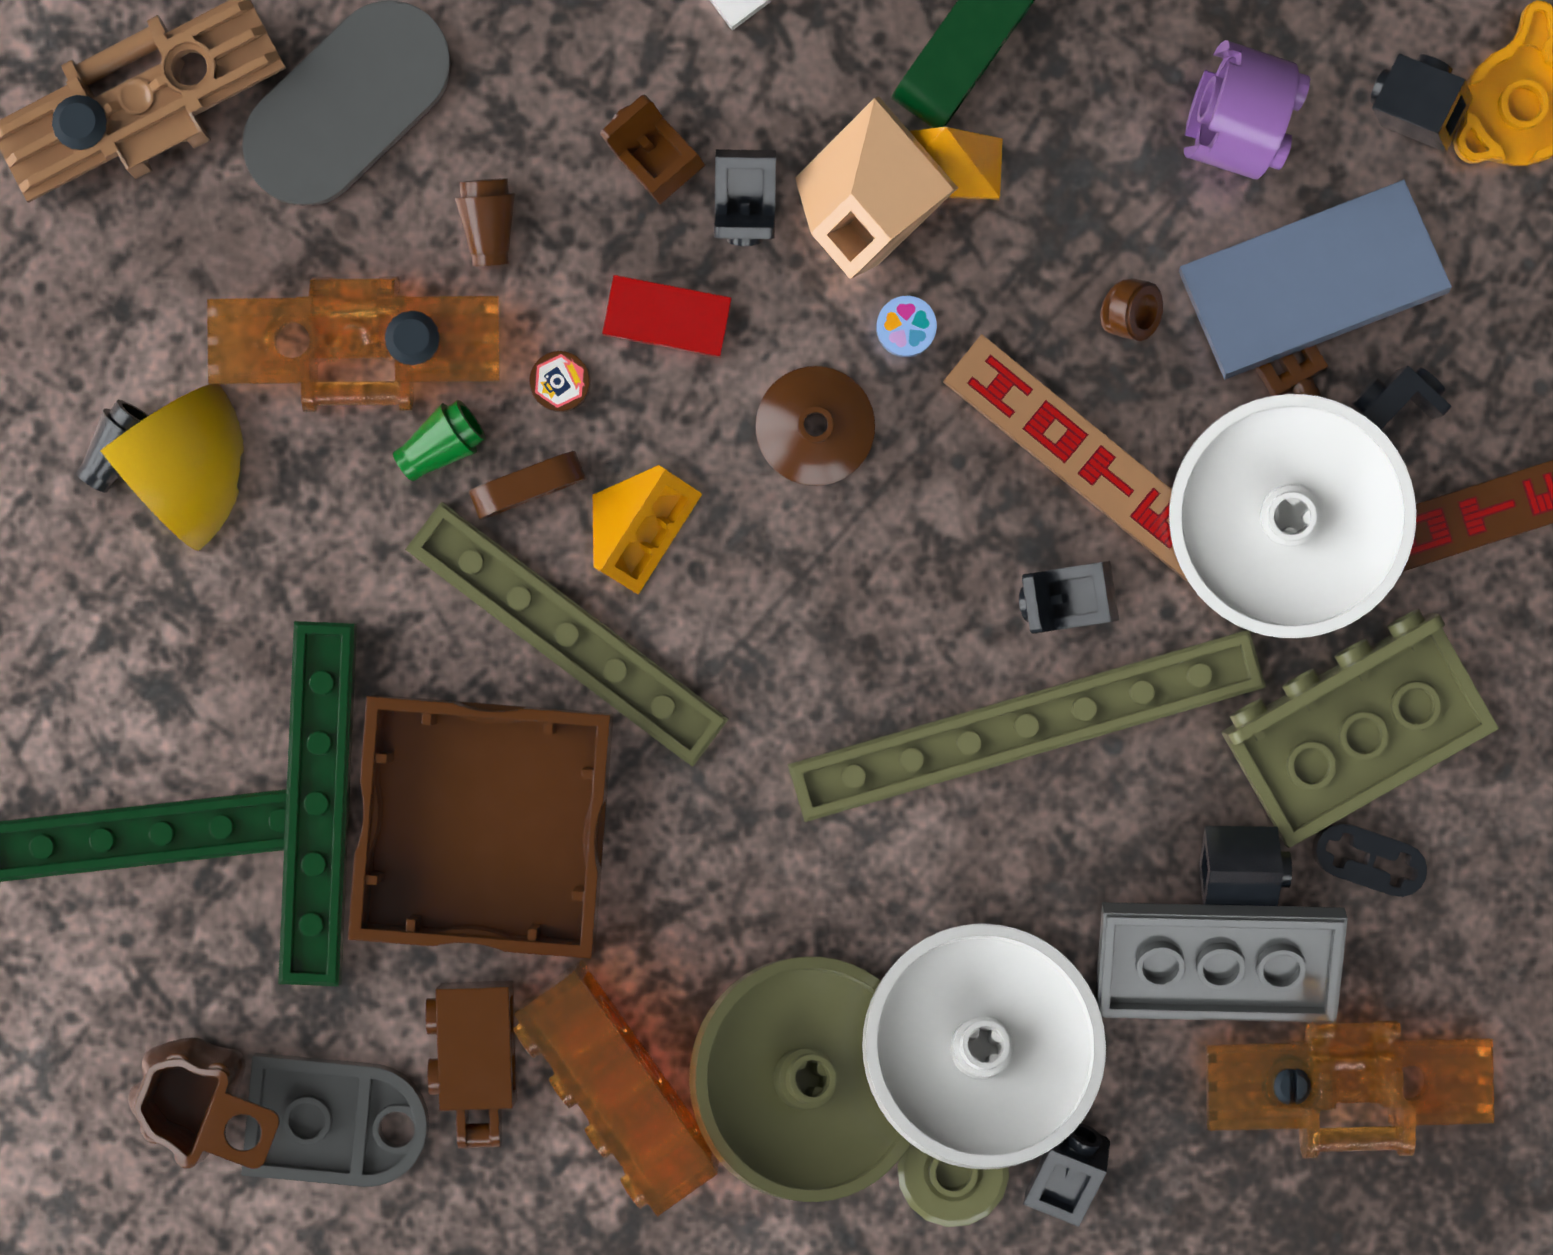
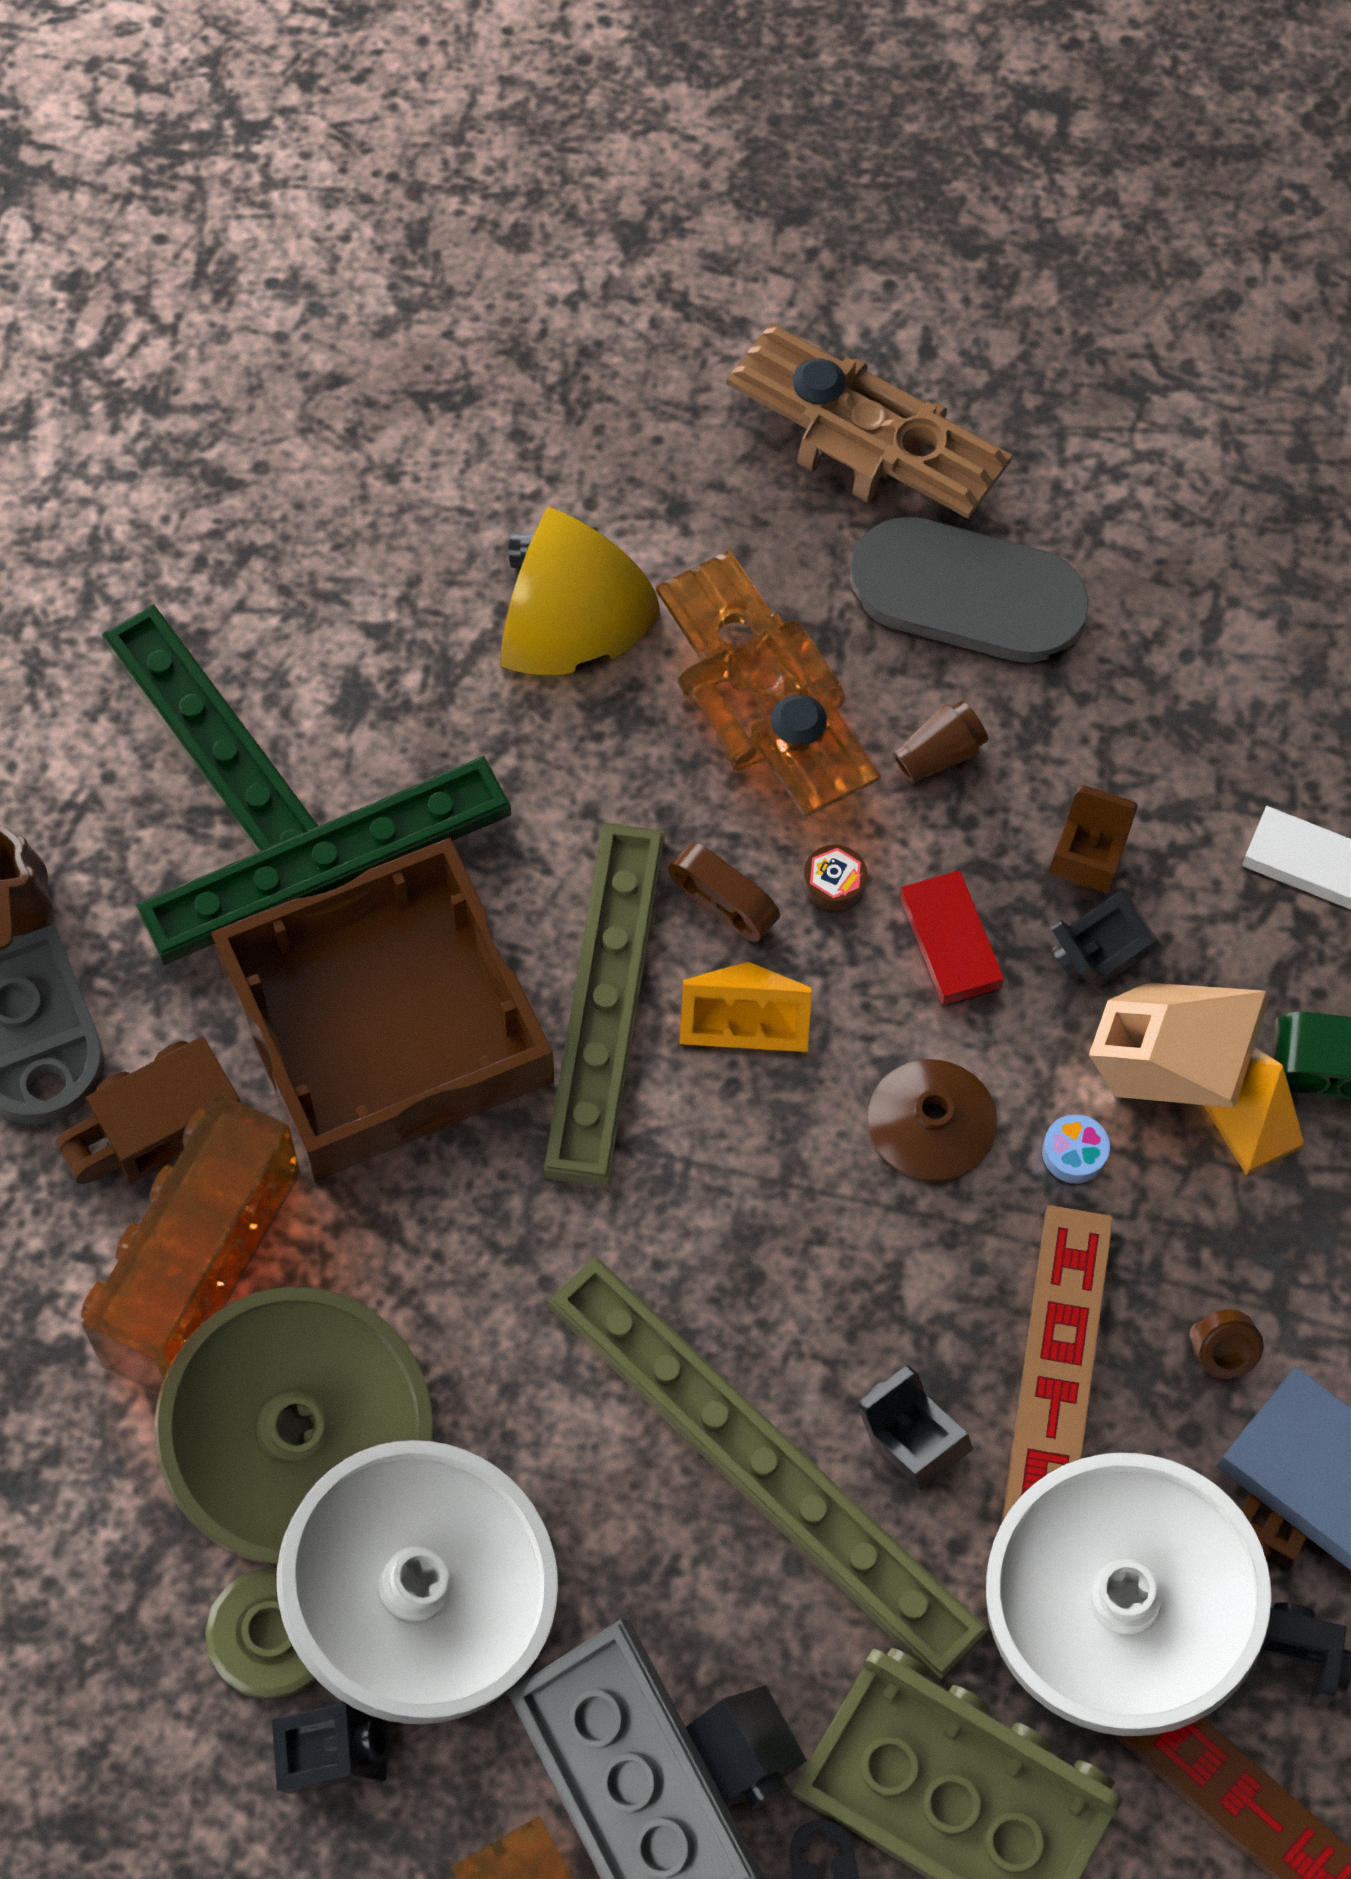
camera: 60 degrees right, 25 degrees down
(441, 440) = (720, 802): green cone -> none

